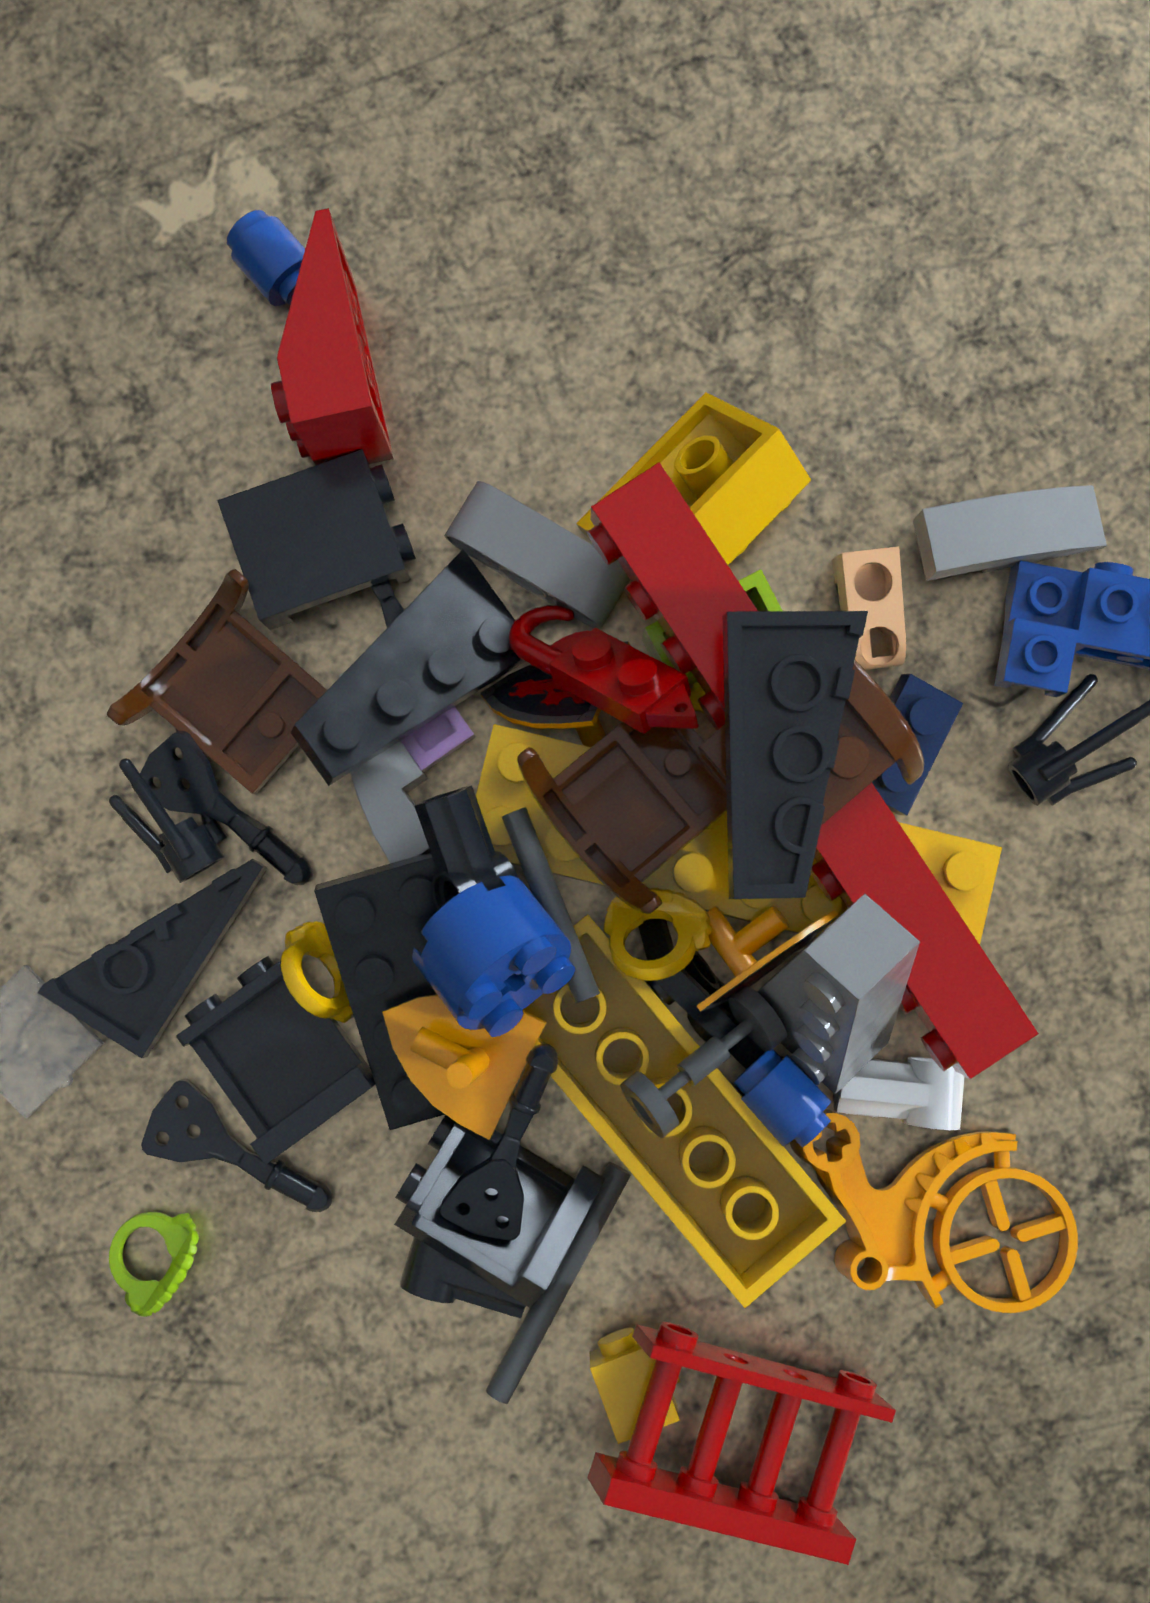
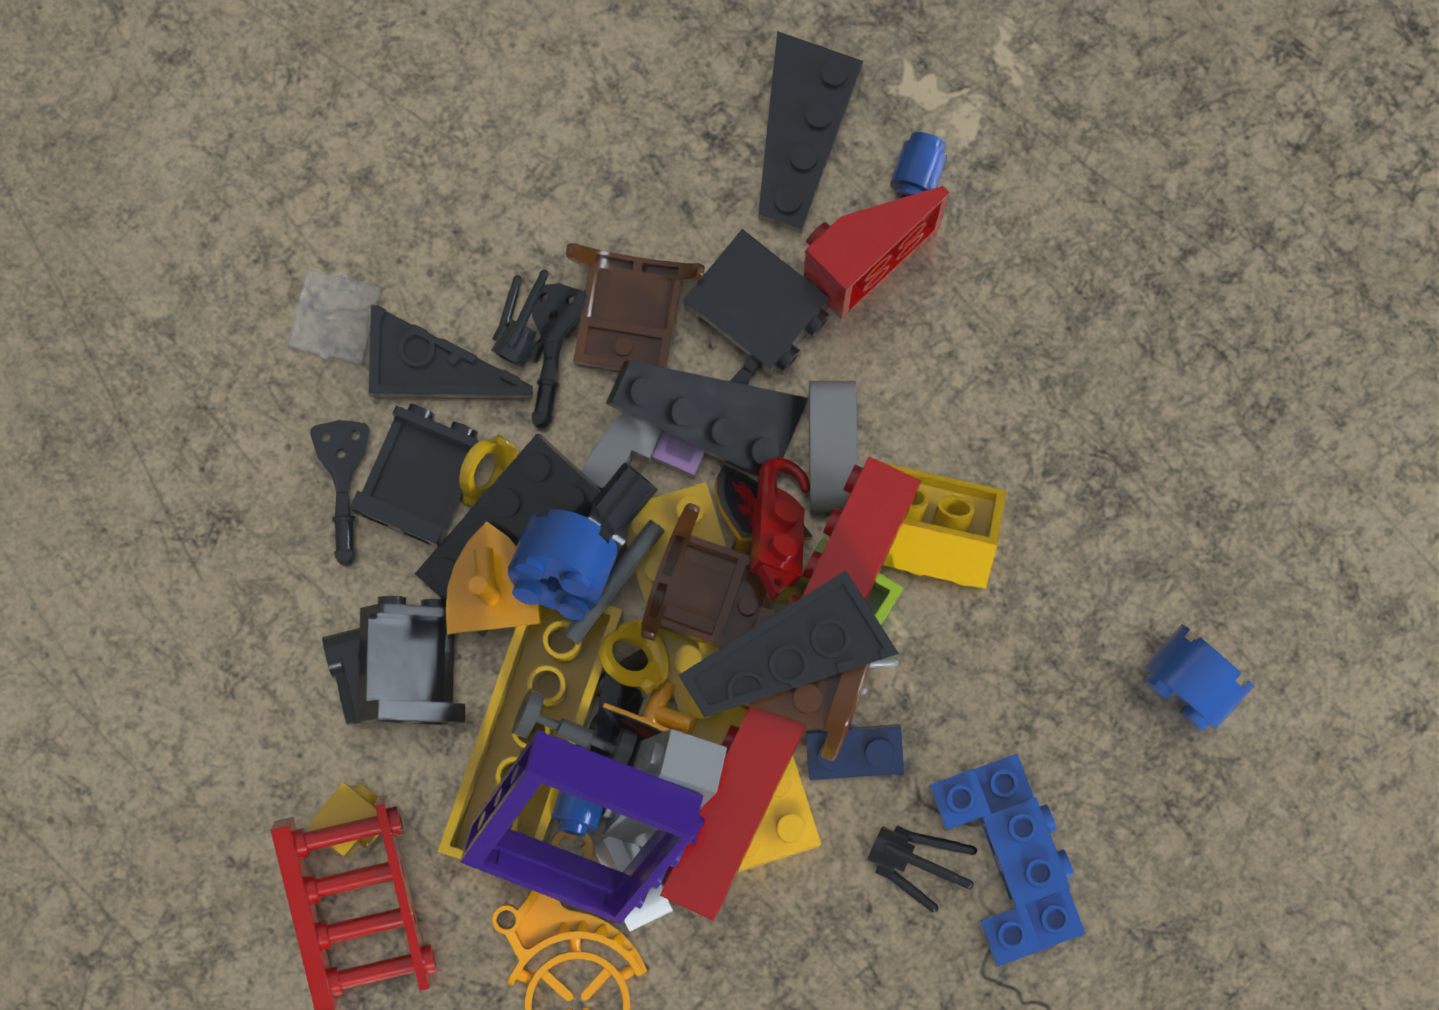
camera: 60 degrees right, 5 degrees down
(127, 351) = (804, 118): none -> black wing
(181, 1242) = (270, 485): lime piece -> none
(500, 1168) = (434, 650): black piece -> none
(546, 1307) = (381, 737): dark grey bar -> none
(874, 584) = (928, 677): light nougat leg -> none
(902, 1030) = (563, 874): none -> dark purple window
(1008, 528) = (1035, 737): light grey slope -> none
(1062, 302) = (1197, 679): none -> blue brick

